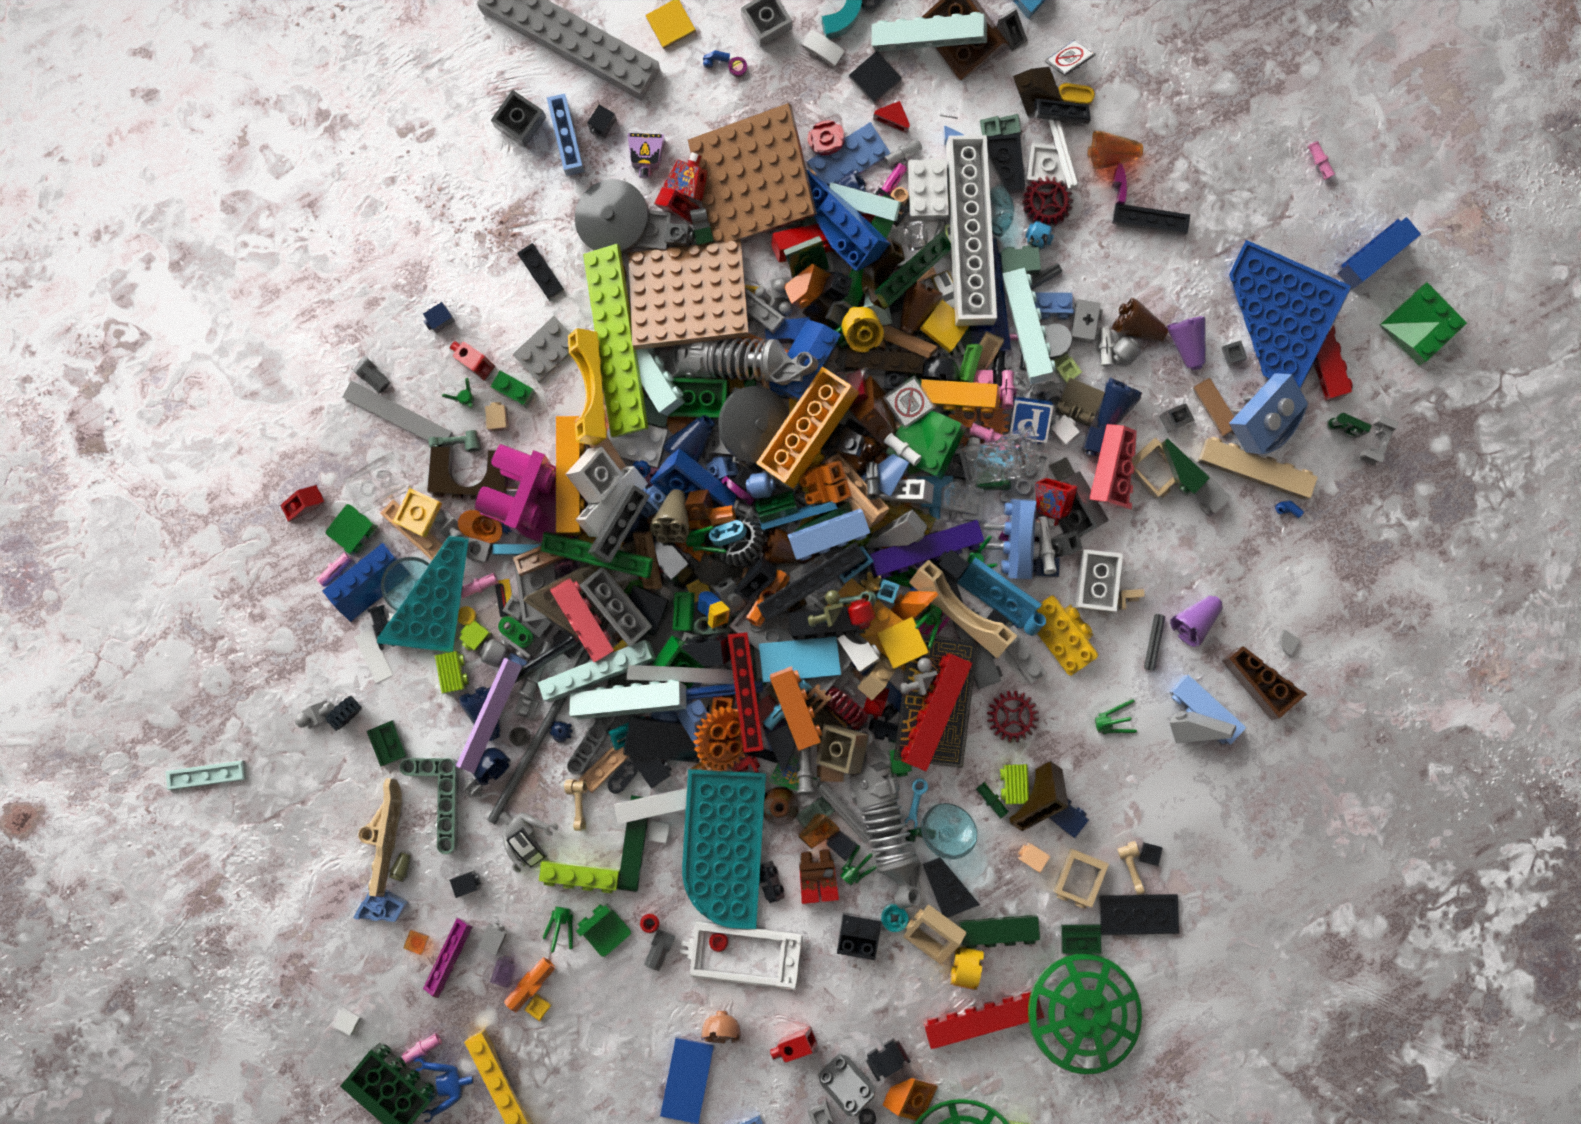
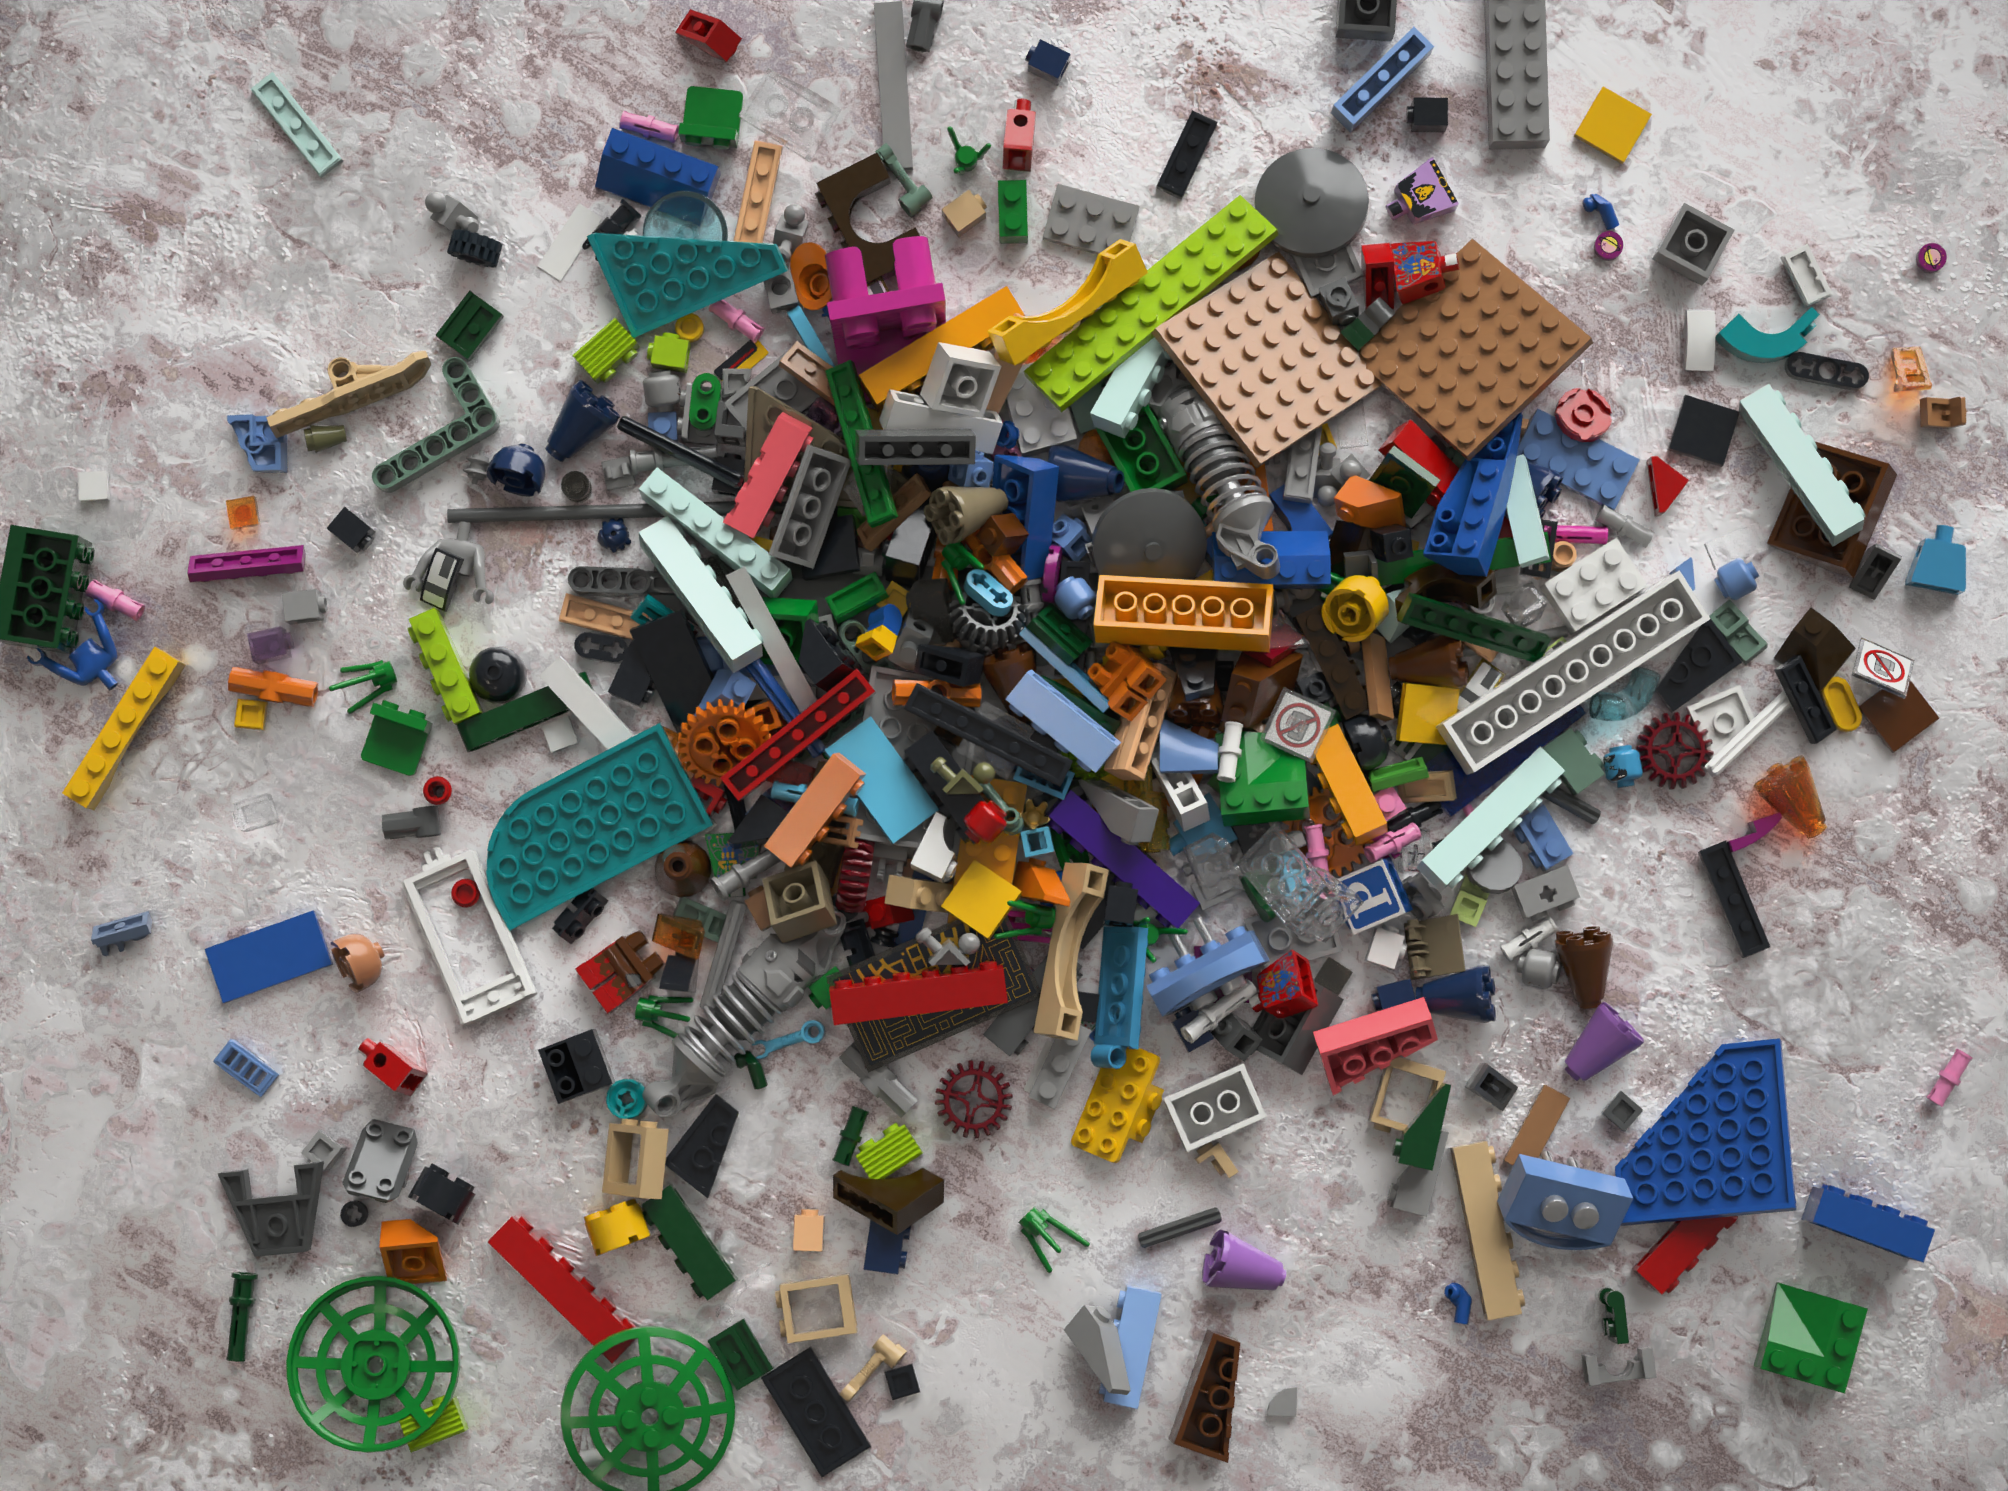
camera: 60 degrees right, 0 degrees up
(417, 512) = (782, 187): yellow tile -> none
(489, 715) = (578, 431): lavender tile -> none
(576, 788) = (553, 598): tan brick -> none
(602, 847) = (497, 674): none -> black cylinder
(872, 481) = (1165, 736): dark grey axle -> none
(955, 824) = (791, 1107): clear light blue dish -> none
(971, 108) = (1736, 579): none -> medium blue head
(971, 765) = (880, 1082): none -> light grey piece
(1101, 68) = (1898, 718): none -> reddish brown tile

